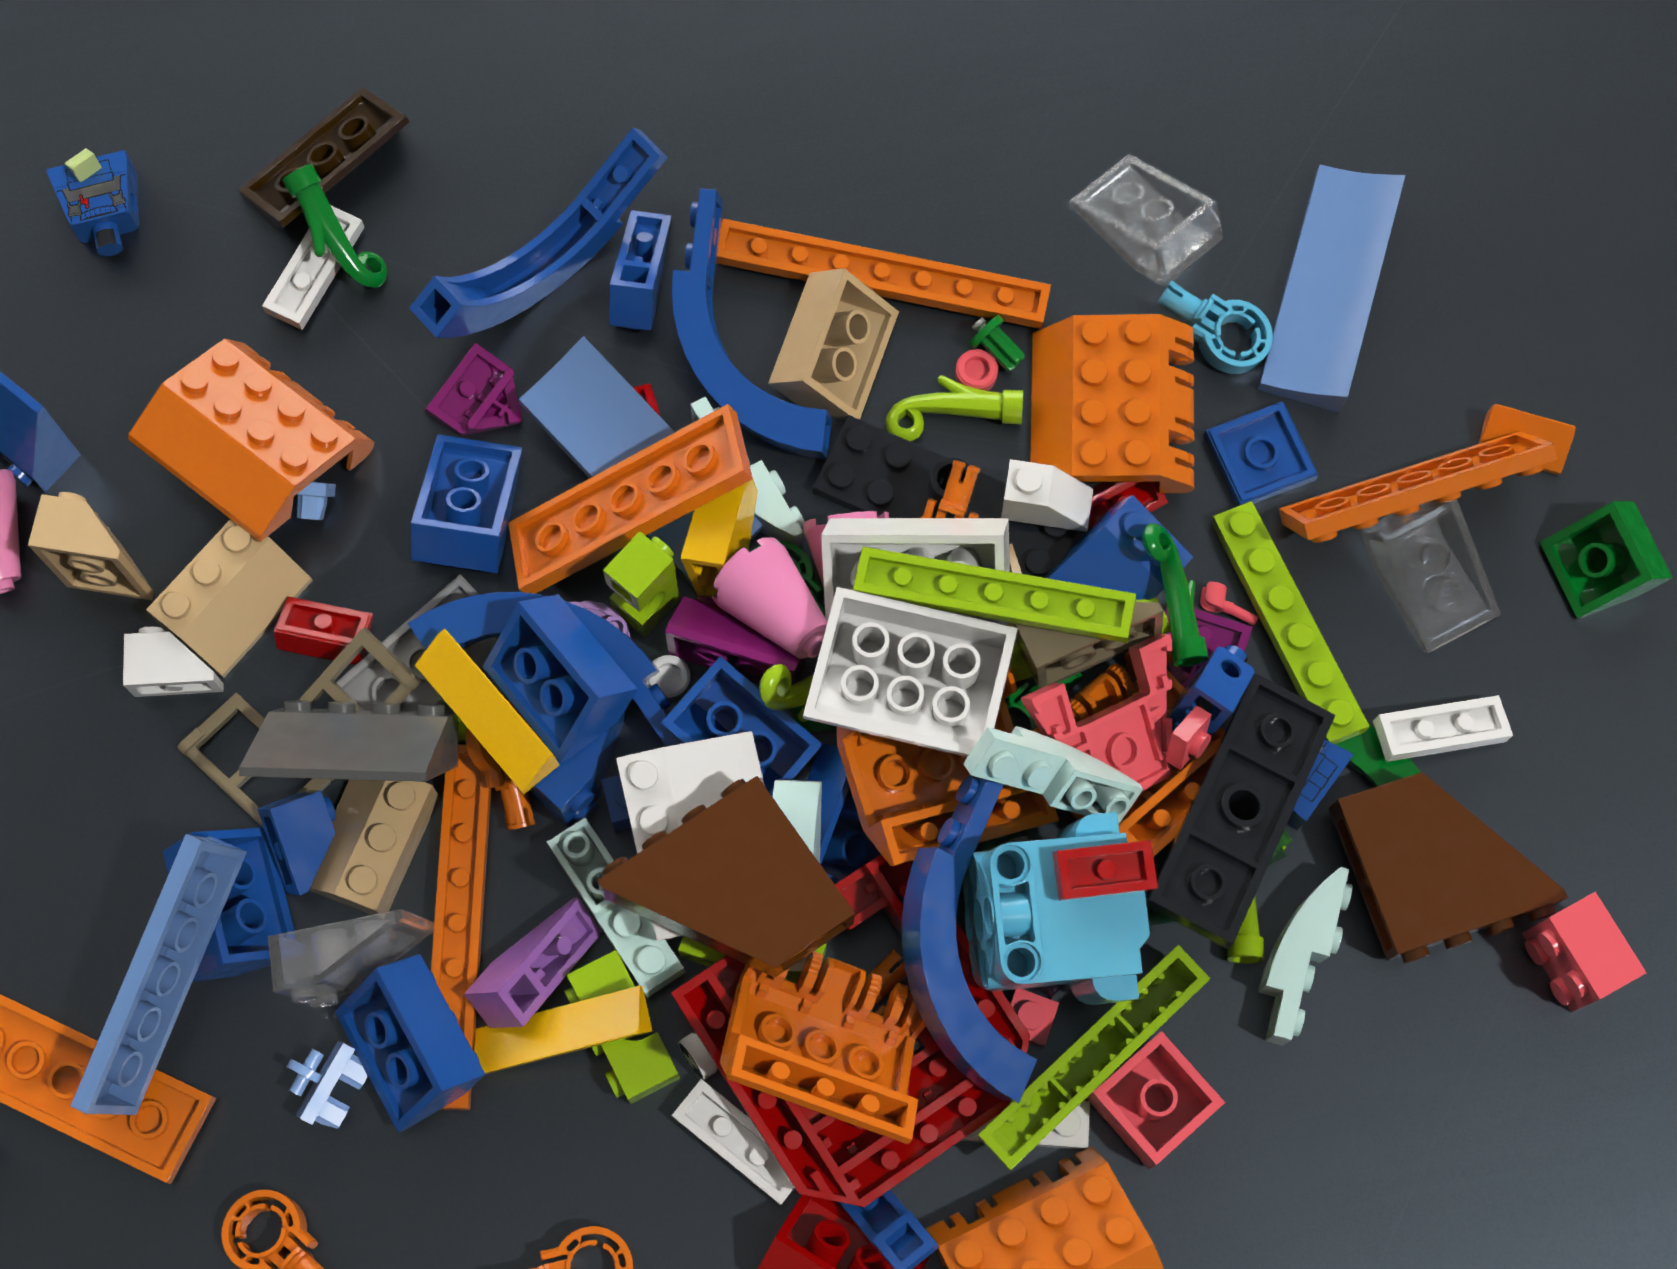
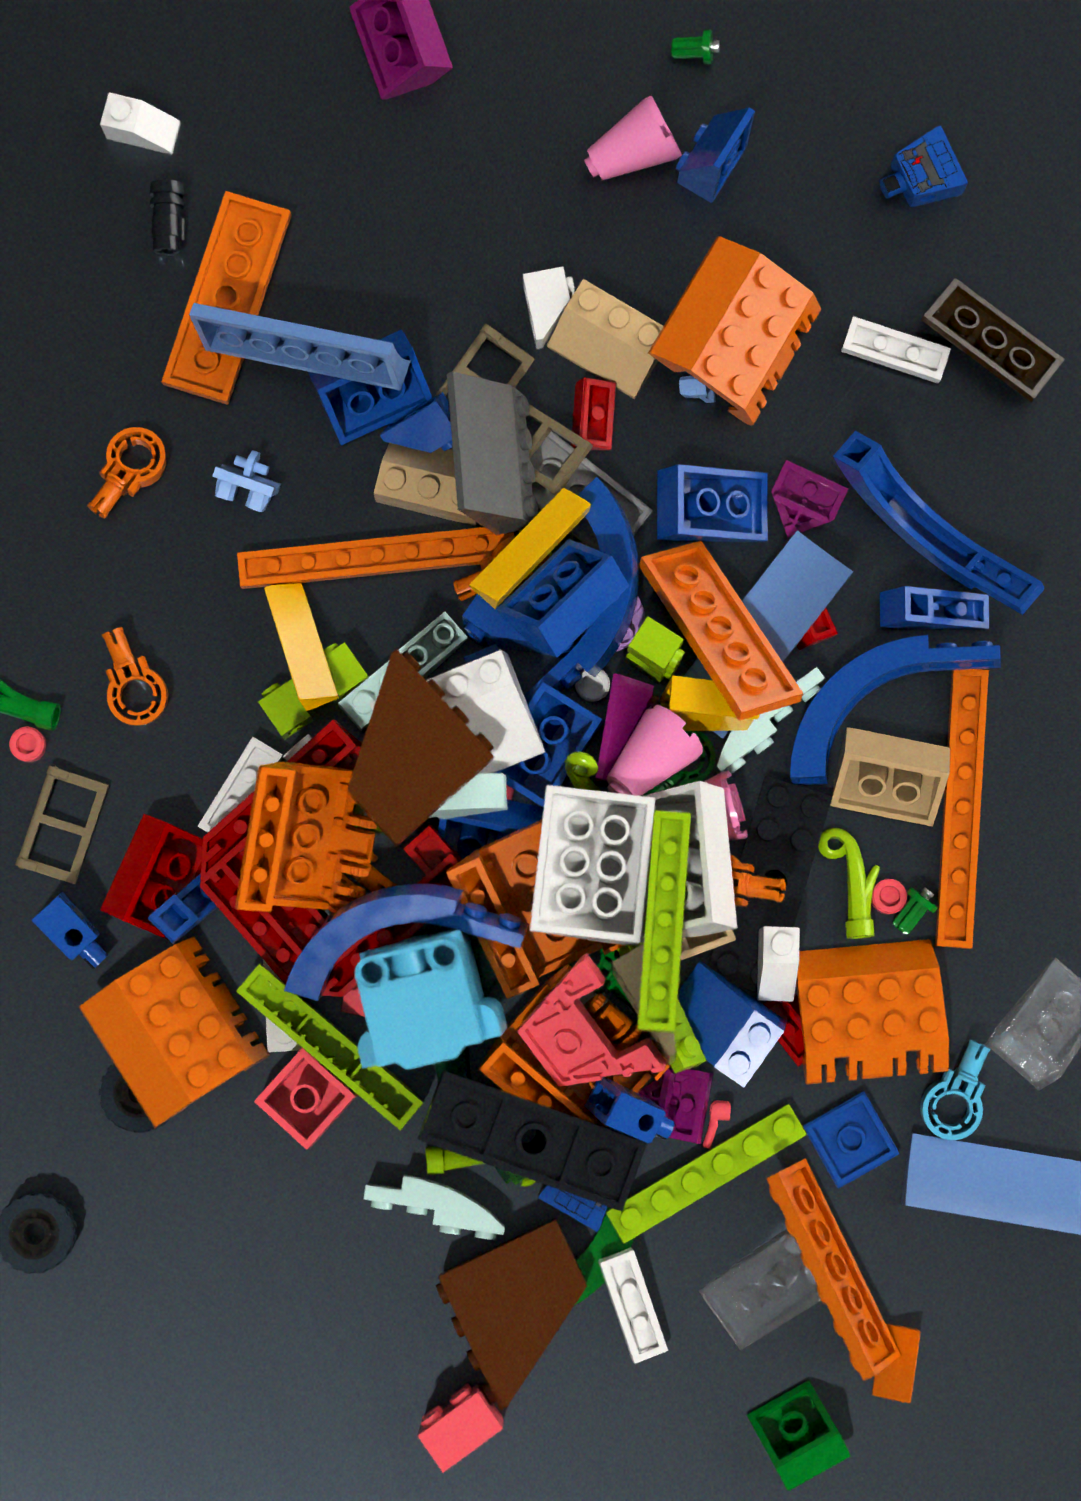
camera: 85 degrees right, 10 degrees up
(83, 165) = (947, 152): yellowish green piece -> none
(83, 549) = (626, 223): tan slope -> none
(327, 231) = (923, 353): green plant -> none
(338, 956) = (328, 461): clear slope -> none
(409, 1041) = (280, 535): blue slope -> none
(533, 967) = (349, 617): medium lavender slope -> none
(1054, 769) = (534, 990): light aqua slope -> none
(1104, 870) = (446, 1027): red plate -> none
(1187, 644) = (707, 1077): green plant -> none
(1189, 738) = (585, 1095): coral plate -> none

